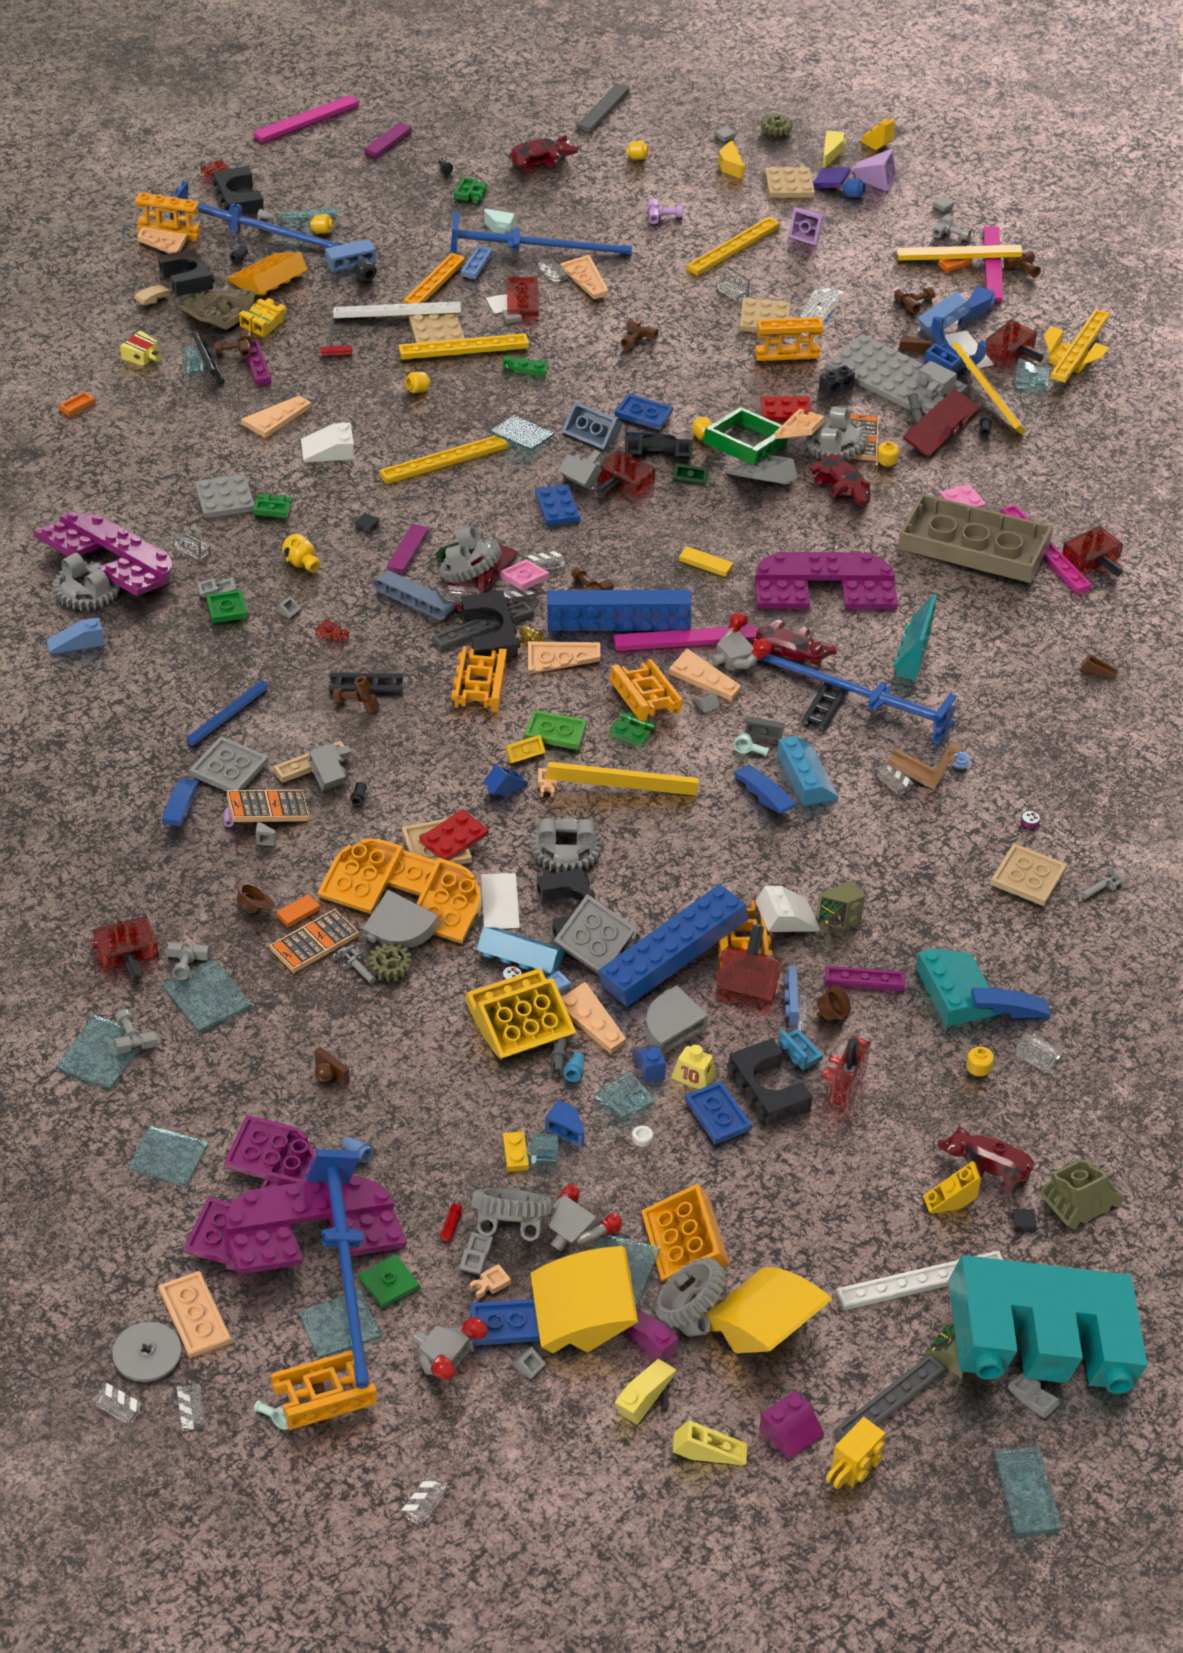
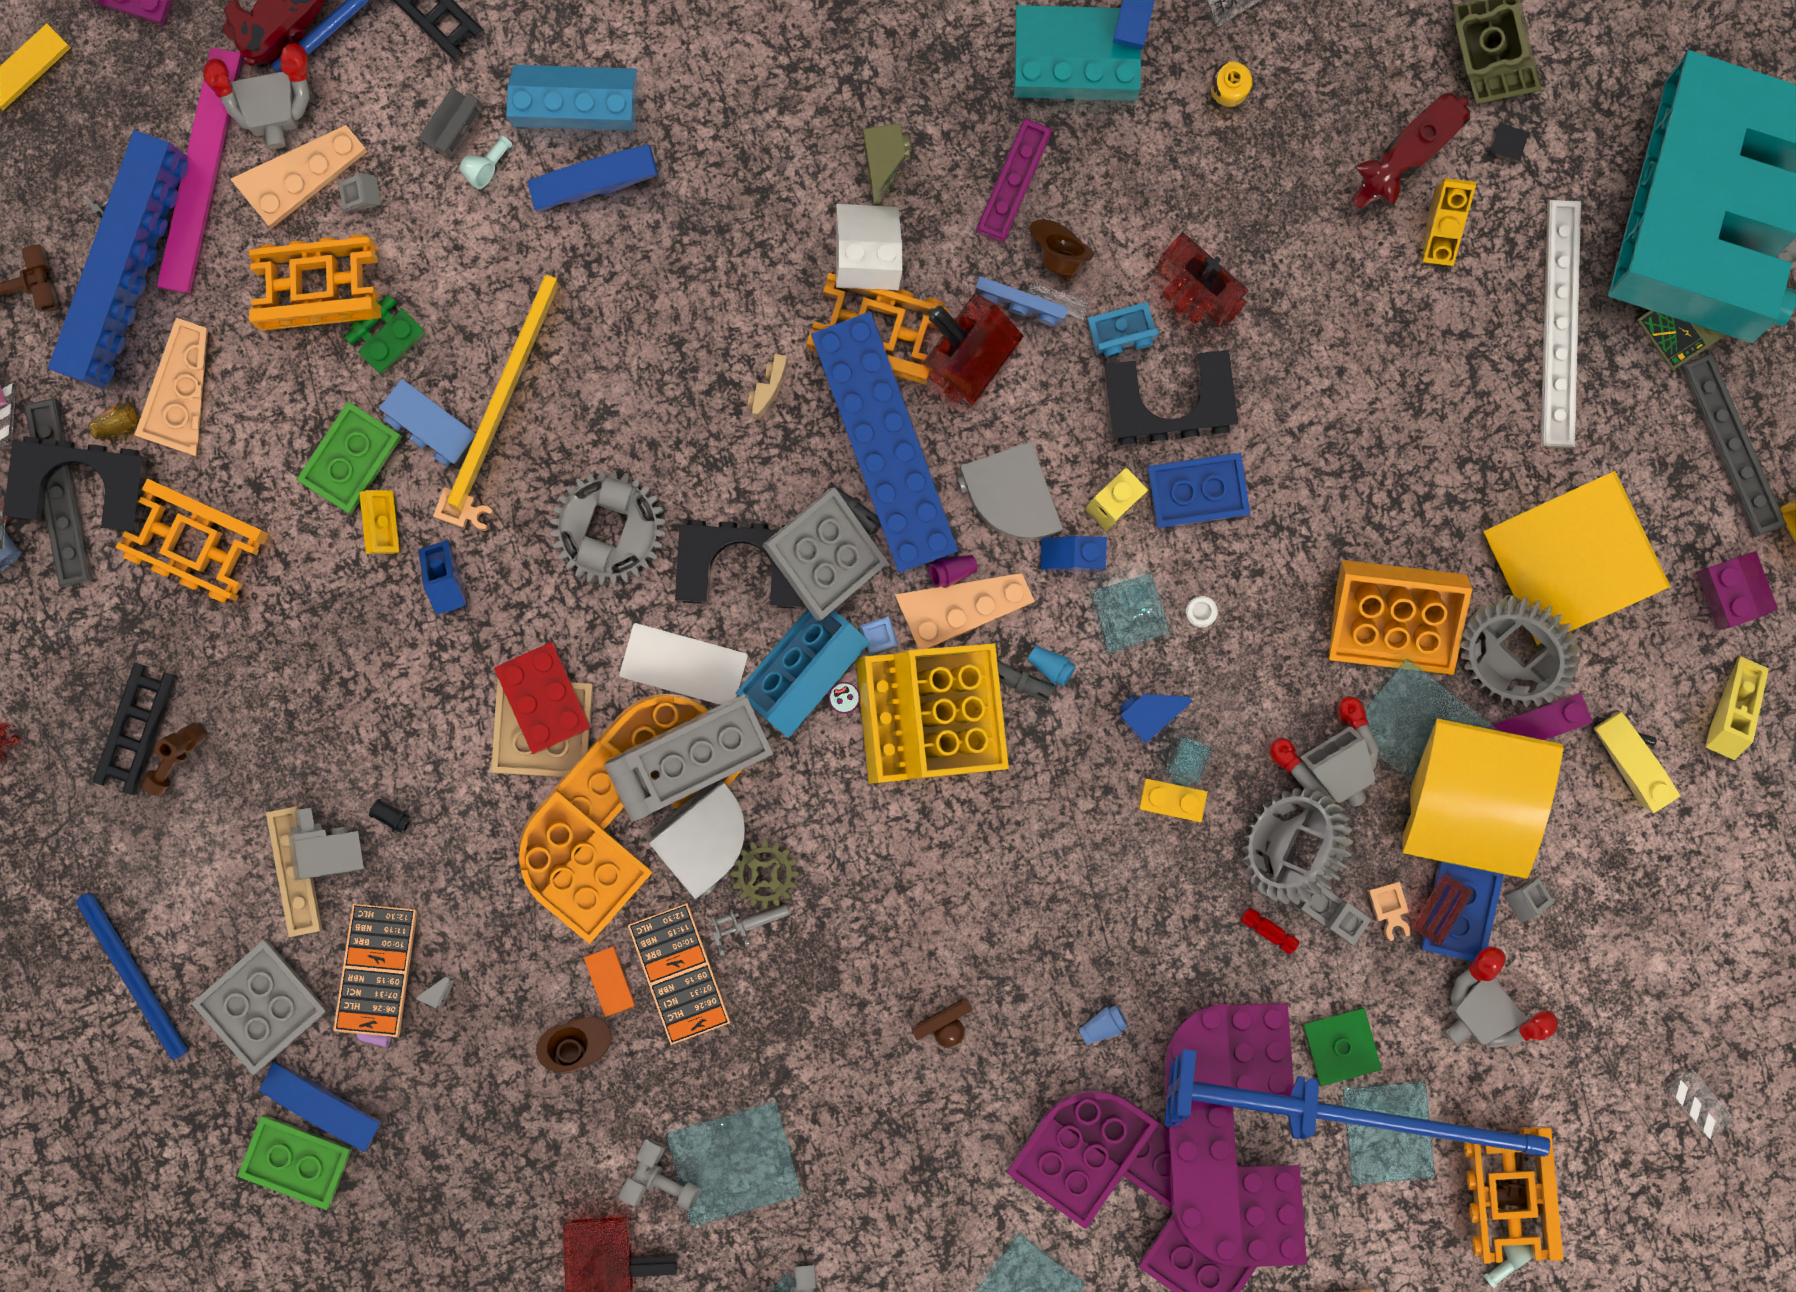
camera: 70 degrees left, 40 degrees up
(144, 800) = (294, 1162): none -> bright green plate
(447, 898) = (688, 758): none -> light grey hinge
(502, 1301) = (1452, 917): none -> clear red tile
(592, 749) = (427, 424): none -> medium blue brick
(612, 1002) = (950, 570): none -> magenta cone
(681, 895) = (765, 394): none -> tan slope

